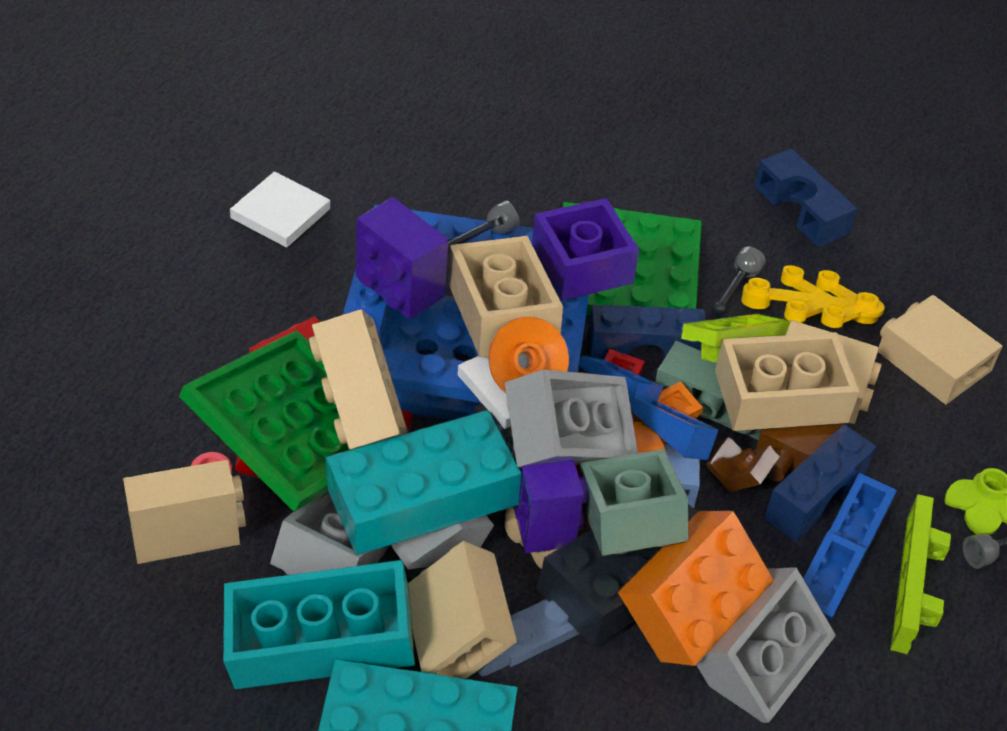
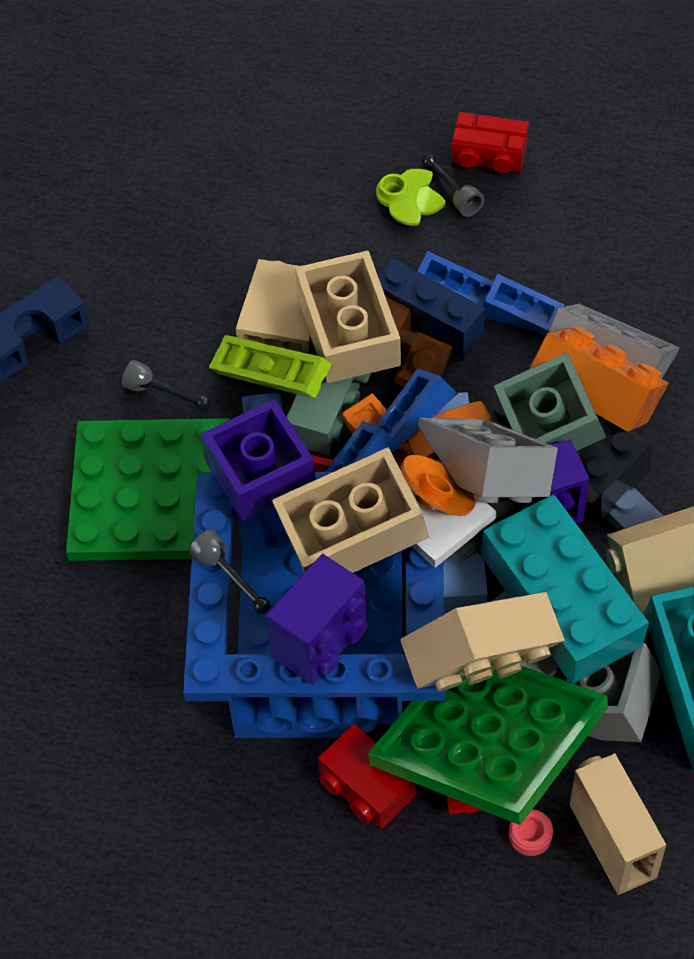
camera: 90 degrees left, 10 degrees up
(280, 209) = (116, 852): white tile -> none
(813, 300) = (182, 283): yellow plant -> none
(913, 605) = (508, 244): lime hinge -> none
(938, 348) = (234, 221): tan brick -> none

